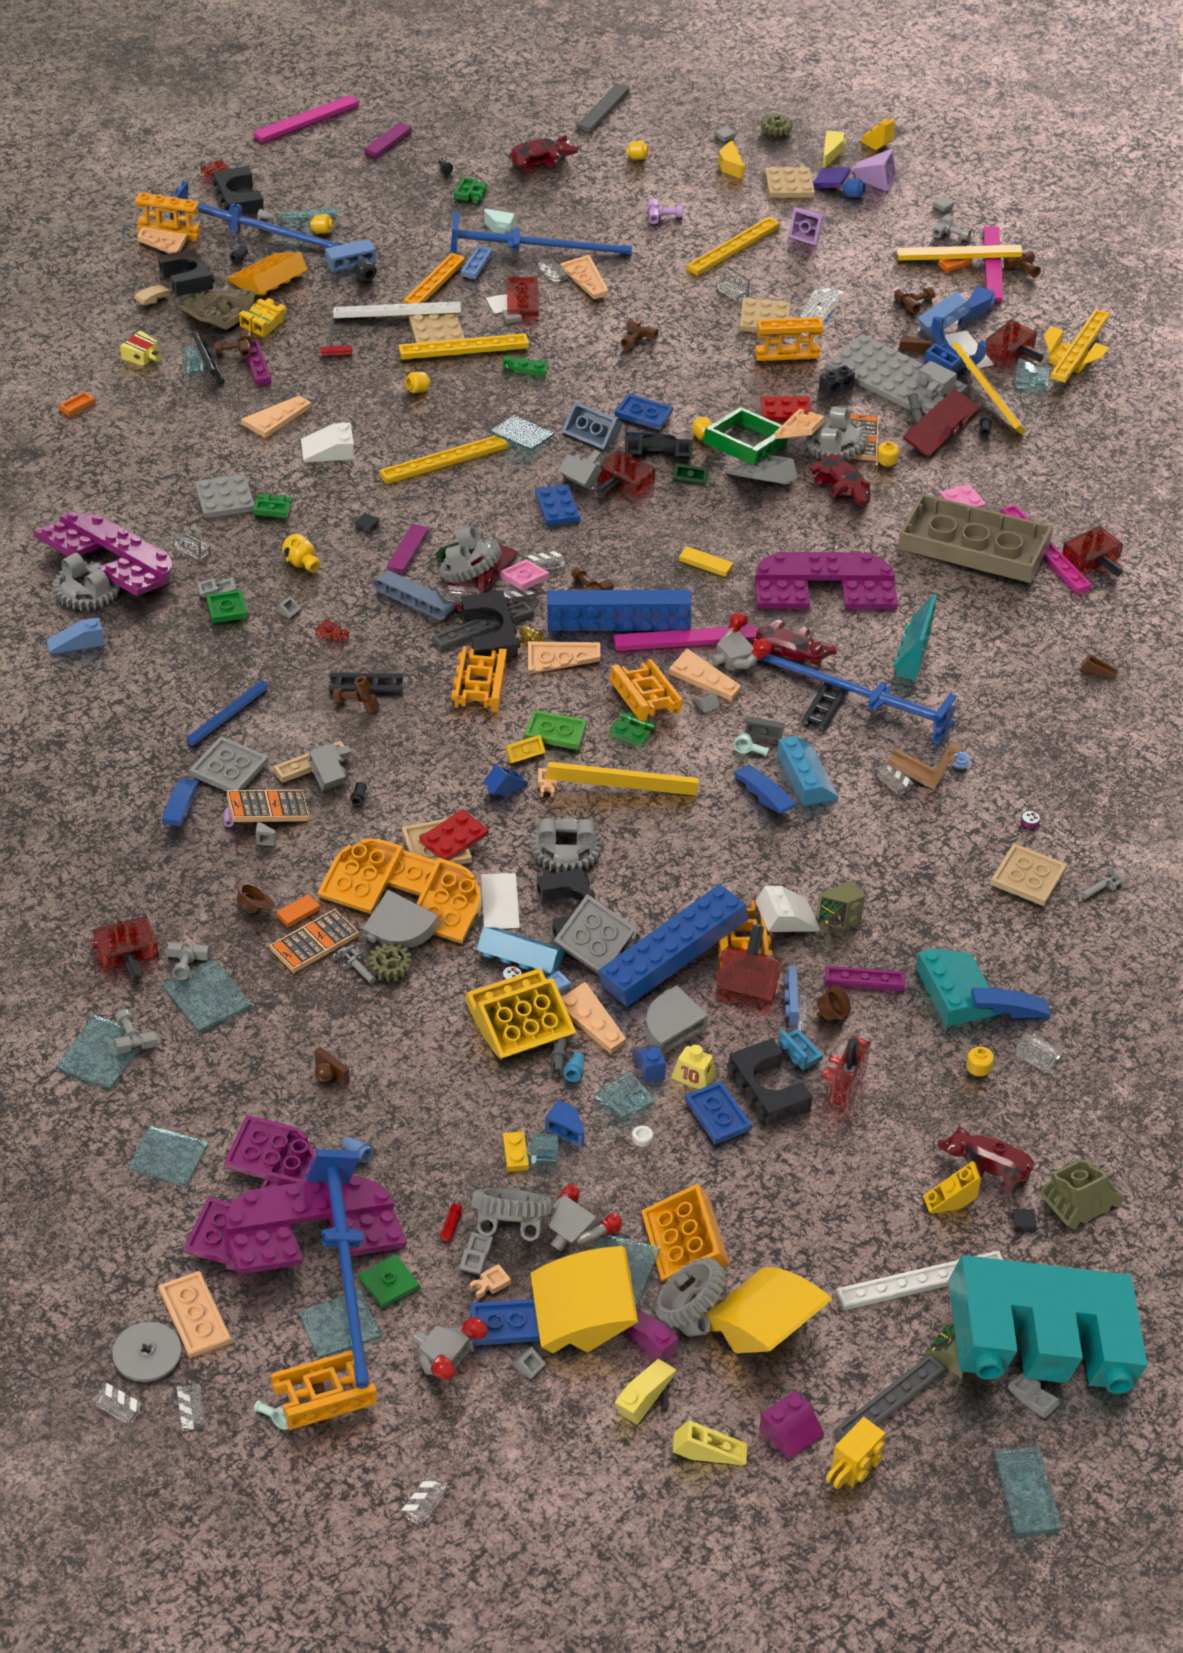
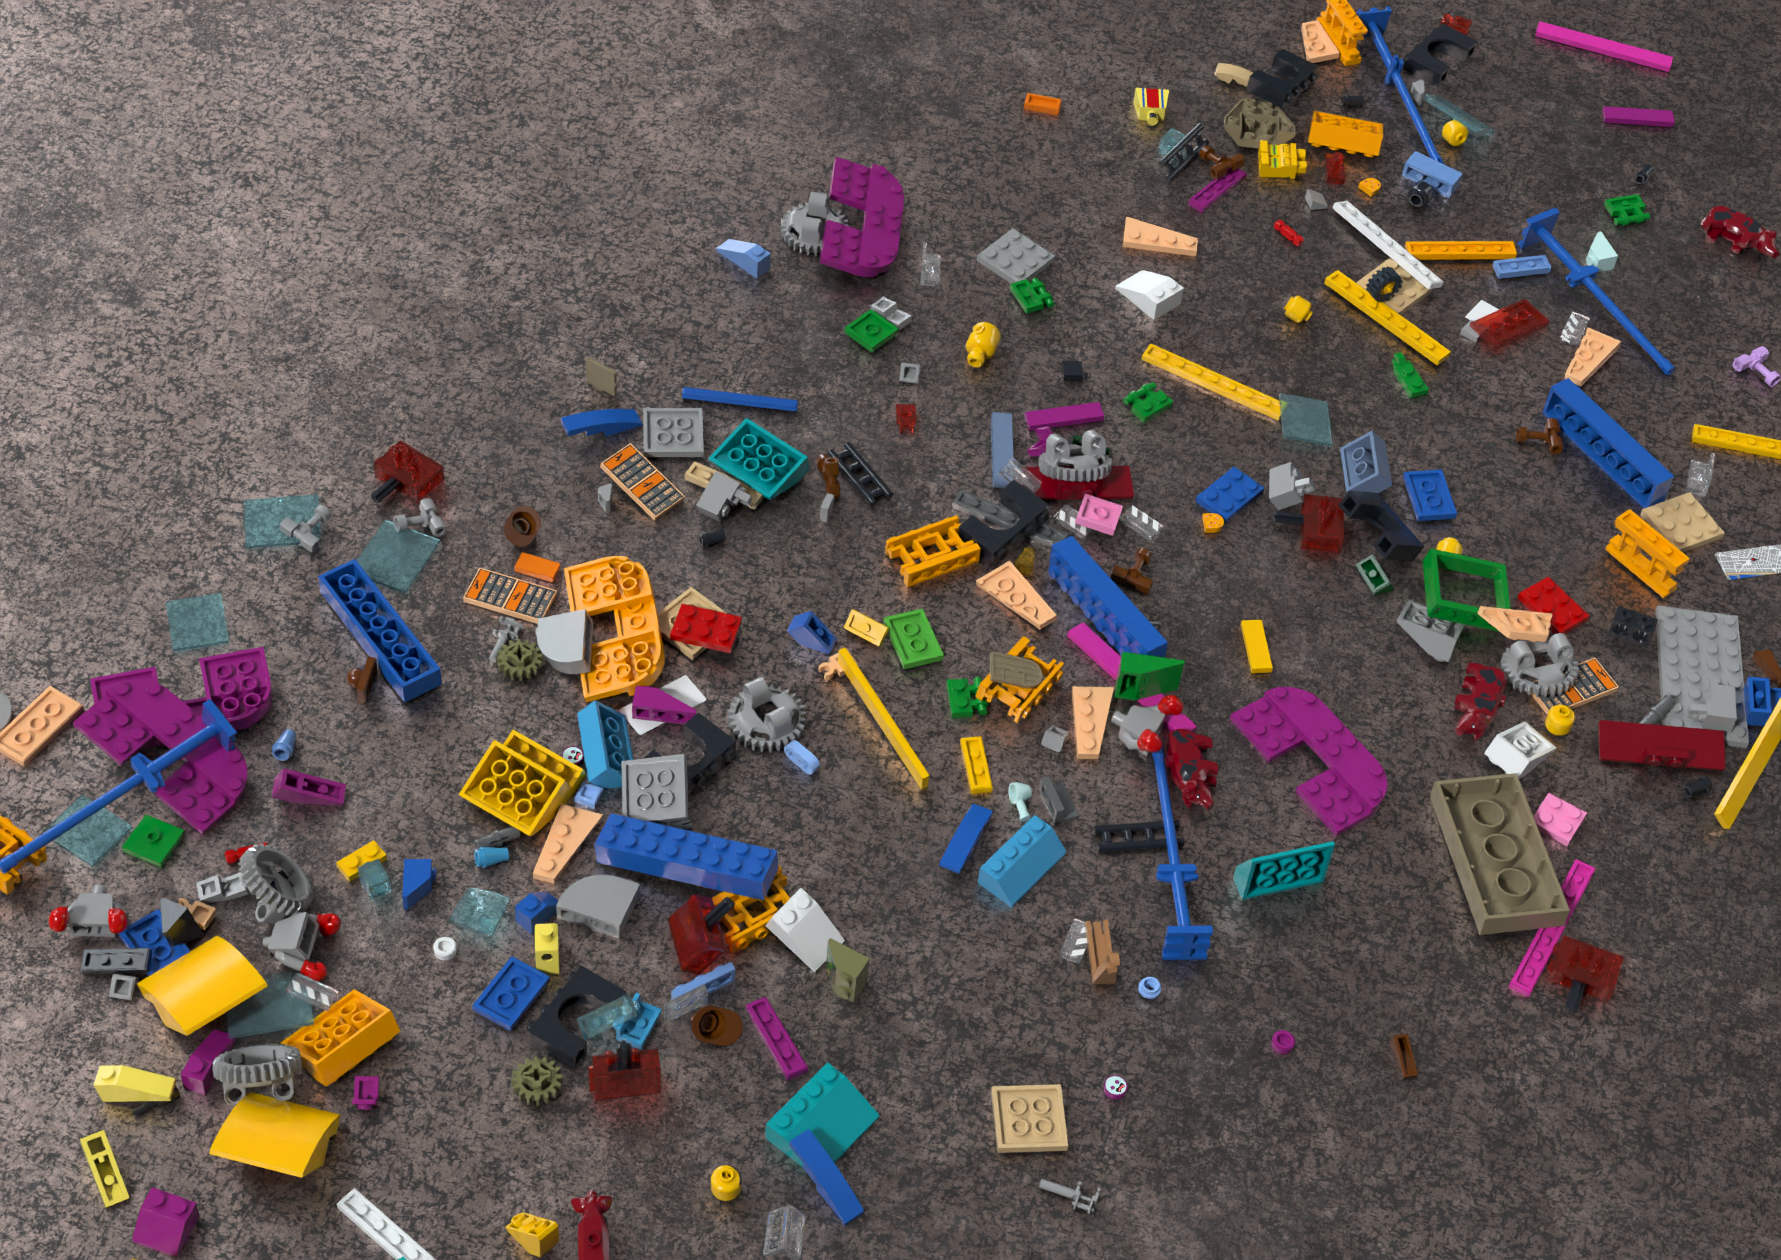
camera: 55 degrees right, 5 degrees up
(134, 777) = (601, 376): none -> dark tan piece
(287, 1033) = (380, 630): none -> blue brick
(294, 296) = (1335, 168): none -> clear red tile
(309, 725) = (760, 460): none -> teal slope
(317, 322) = (1315, 200): none -> light grey slope
(330, 290) = (1370, 186): none -> light orange tile
(387, 714) = (826, 507): none -> light grey tile
(417, 1153) = (307, 789): none -> magenta slope
(428, 569) = (1040, 447): none -> magenta bracket
(438, 498) = (1152, 405): none -> green plate
(443, 326) = (1384, 284): none -> black wheel
(498, 1290) = (178, 923): none -> slope
(504, 1354) = (116, 961): none -> tile
(506, 899) = (659, 706): none -> magenta slope
(575, 526) = (1212, 522): none -> light orange tile
(620, 842) = (802, 757): none -> light blue beam
(630, 1234) = (312, 991): none -> clear tile
(642, 684) = (1014, 670): none -> dark tan window
(677, 307) = (1608, 444): none -> blue brick
(698, 622) = (1146, 676): none -> green slope
(698, 754) = (976, 765): none -> yellow tile
(752, 1242) = (366, 1092): none -> magenta bracket
(794, 1056) = (608, 1016): none -> clear light blue plate
(812, 1131) = (526, 1083): none -> olive gear
(897, 486) = (1519, 749): none -> white slope
(1049, 719) = (1283, 1042): none -> magenta tile

